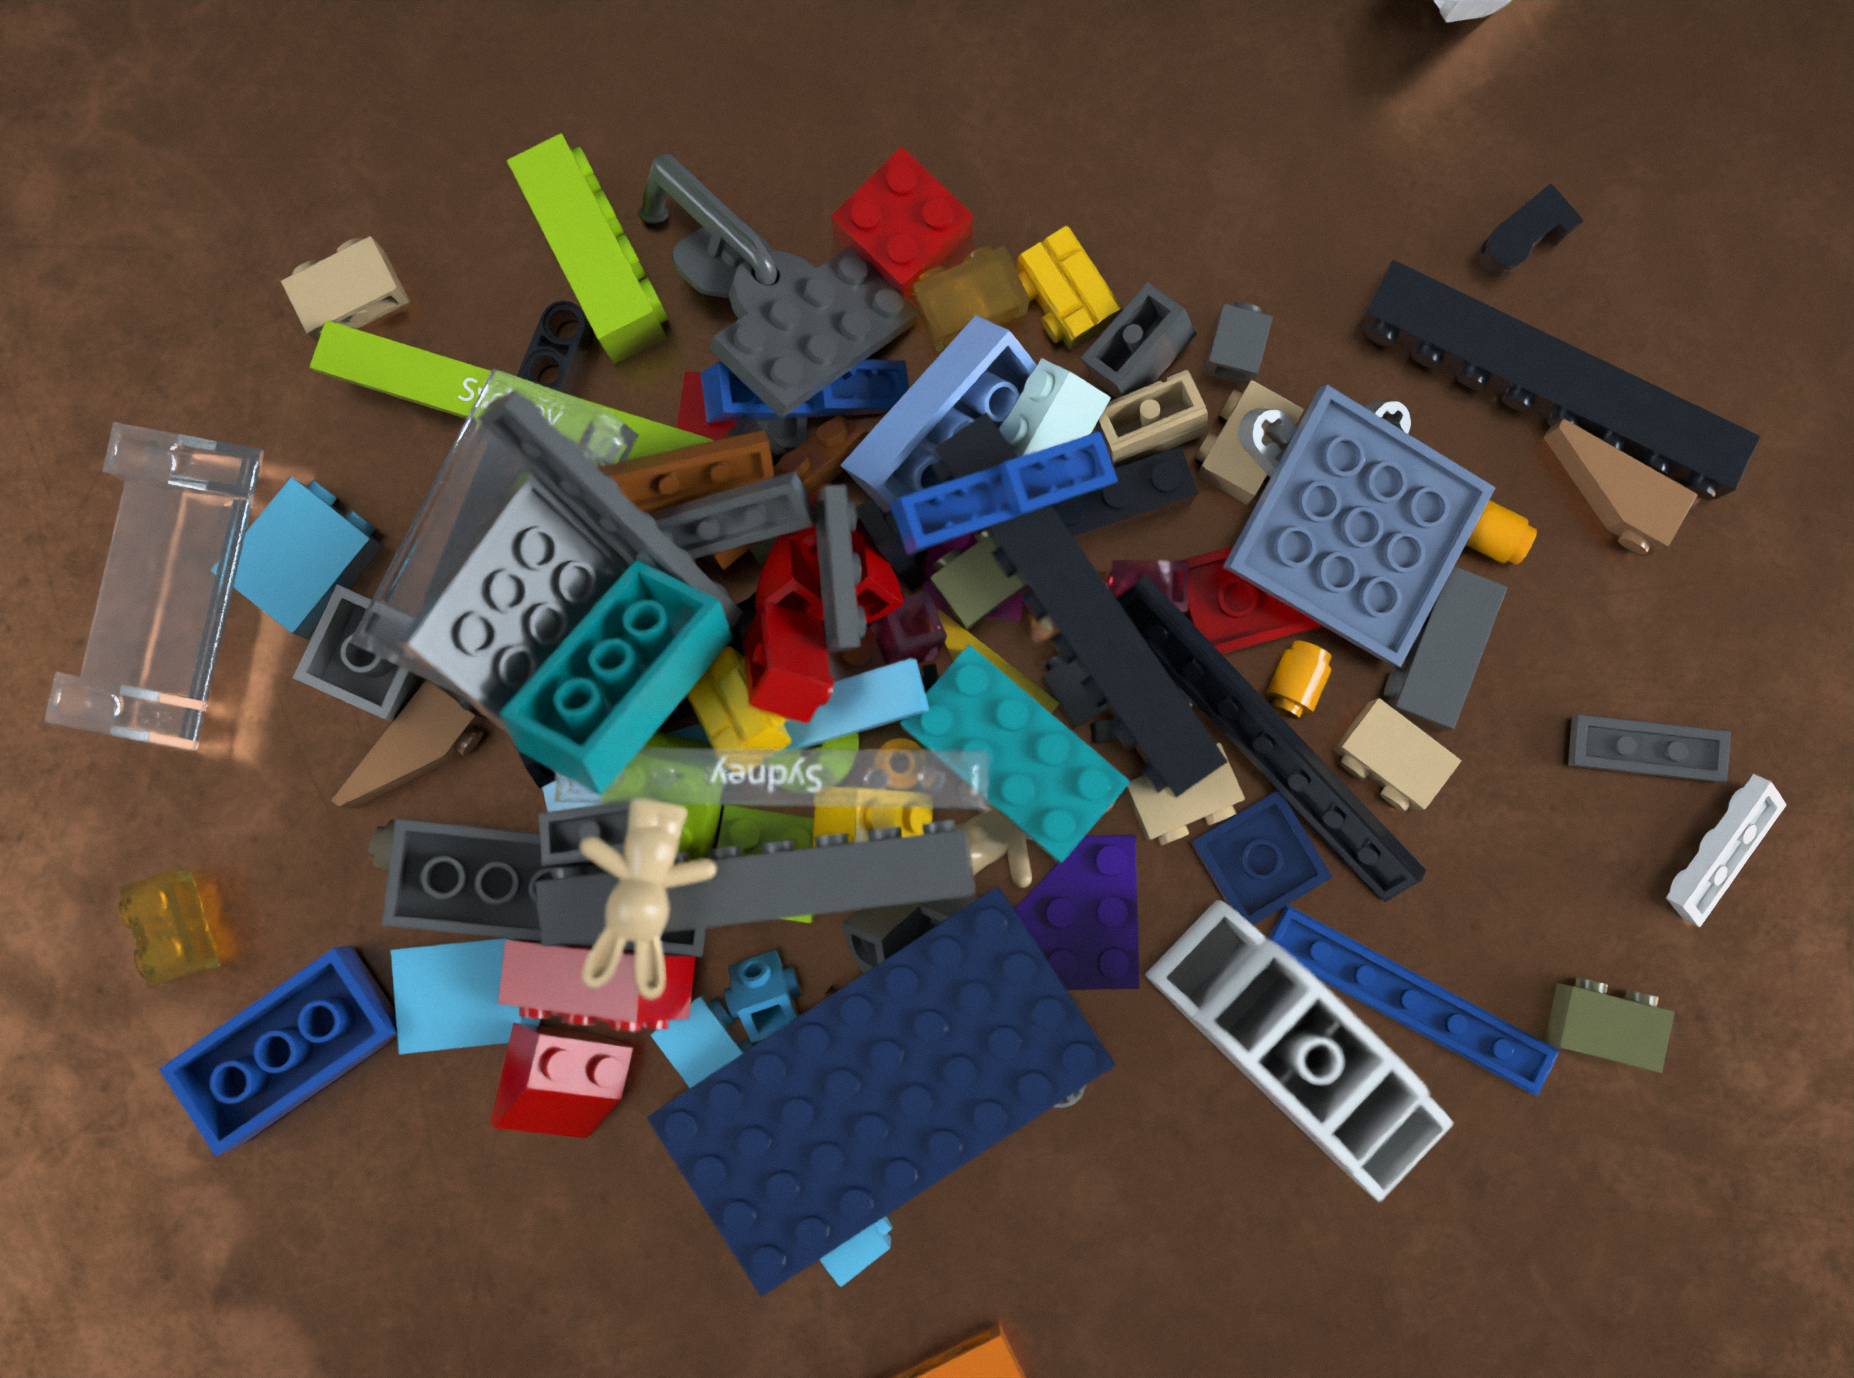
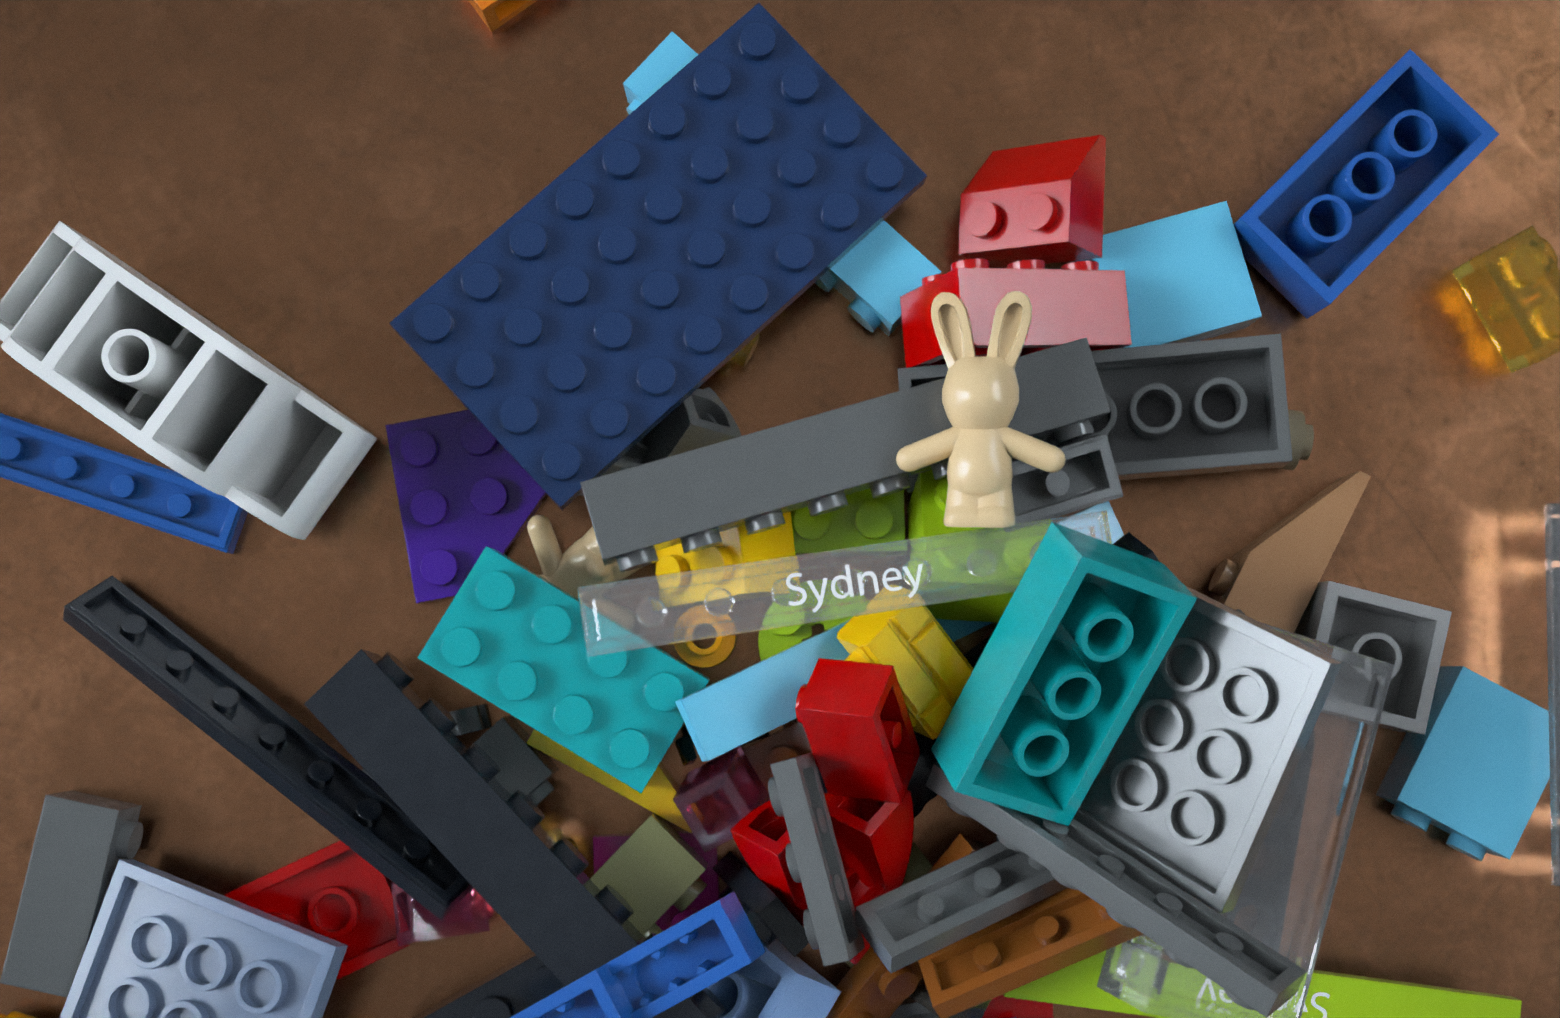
camera: 165 degrees right, 0 degrees up
(760, 985) = (820, 340): dark azure brick -> none
(1168, 816) = (378, 628): tan brick -> none
(1261, 858) = (262, 601): dark blue plate -> none
(1299, 679) = (244, 823): light orange brick -> none
(1395, 756) = (117, 750): tan brick -> none

